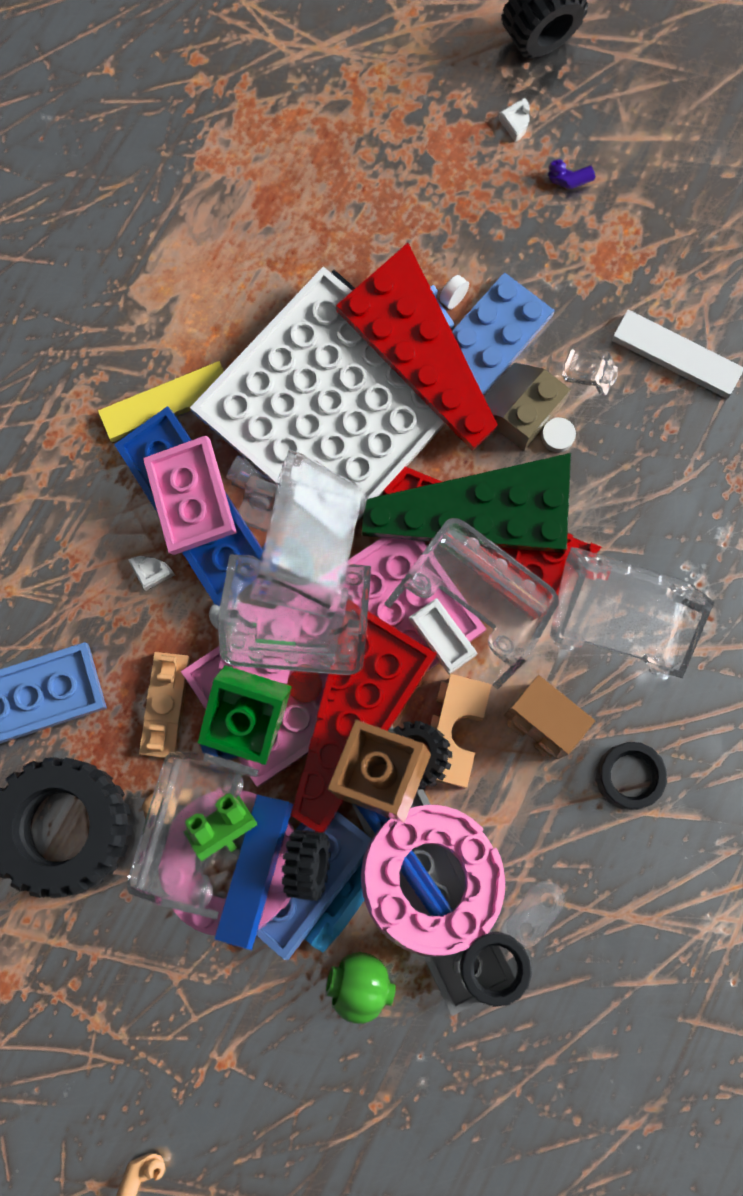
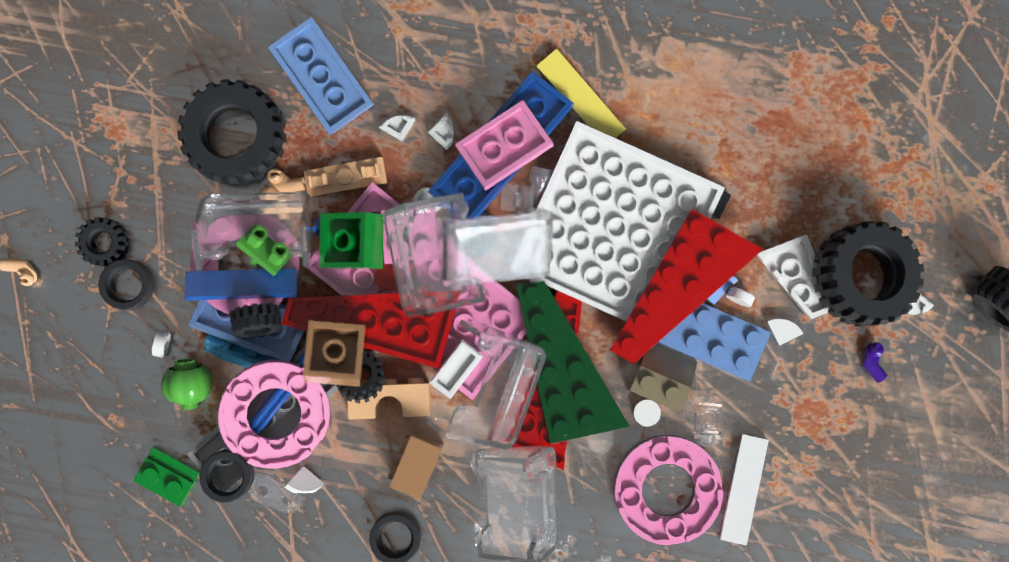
camera: 70 degrees right, 10 degrees up
(117, 1048) = (86, 236): none -> black tyre
(124, 623) = (398, 126): none -> white tile
(144, 785) = (285, 184): none -> light nougat arm
(178, 1038) = (106, 278): none -> black tyre
(298, 1006) = (161, 343): none -> white tile
(450, 222) = (792, 267): none -> white wing
(472, 1054) = (167, 476): none -> green plate
(478, 115) = (899, 268): none -> black tyre
(506, 259) = (783, 330): none -> white tile
(530, 871) = (304, 482): none -> white tile
(579, 497) = (601, 442): none -> clear tile
(671, 393) = (696, 517): none -> bright pink plate

